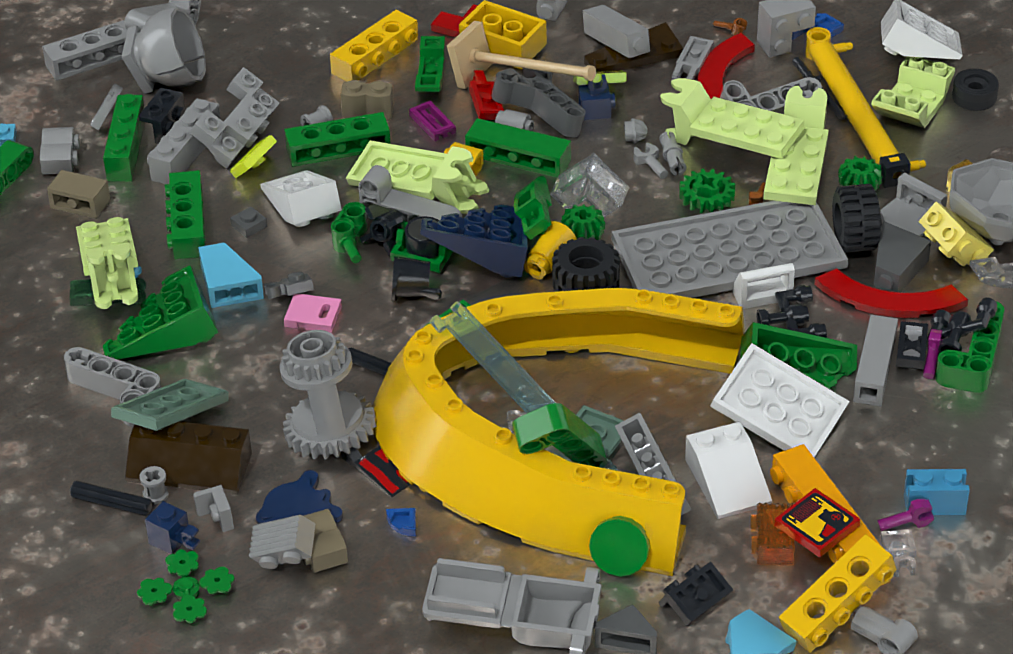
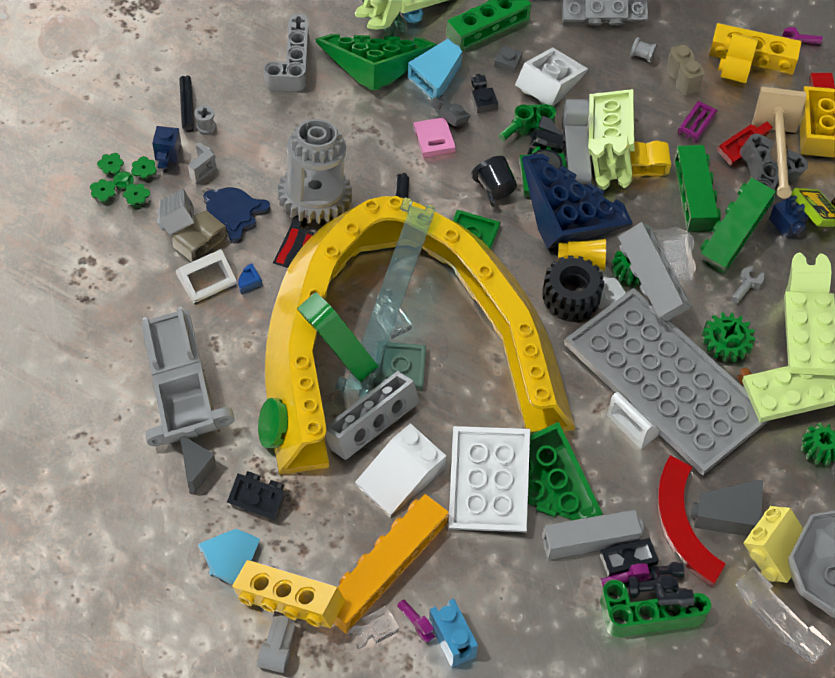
camera: 60 degrees right, 15 degrees up
(169, 404) = (275, 91): sand green tile -> none
(191, 455) = (242, 126): dark brown slope -> none
(253, 157) = (577, 31): neon yellow plate -> none
(287, 258) = (482, 98): none -> black plate
(335, 138) = (629, 71): green brick -> none
(362, 553) = (200, 264): none -> white tile
(372, 18) = (792, 33): none -> magenta bar
(385, 55) = (738, 58): none -> yellow brick
(431, 64) = (747, 98): green slope -> none
(515, 119) = (724, 173): light grey brick -> none
(532, 207) = (619, 220): green slope -> none
(591, 125) = (737, 225): none -> green brick
(617, 197) = (654, 272): none -> light grey brick
(635, 130) = (772, 258): light grey plate -> none
(672, 153) = (764, 296): light grey pin -> none
(770, 543) = (346, 527): clear orange brick -> none
(795, 314) = (612, 454): black piece -> none
(817, 522) = (357, 551): tile -> none
(856, 217) = (748, 455): black tyre -> none
(911, 203) = (801, 495): light grey bracket -> none

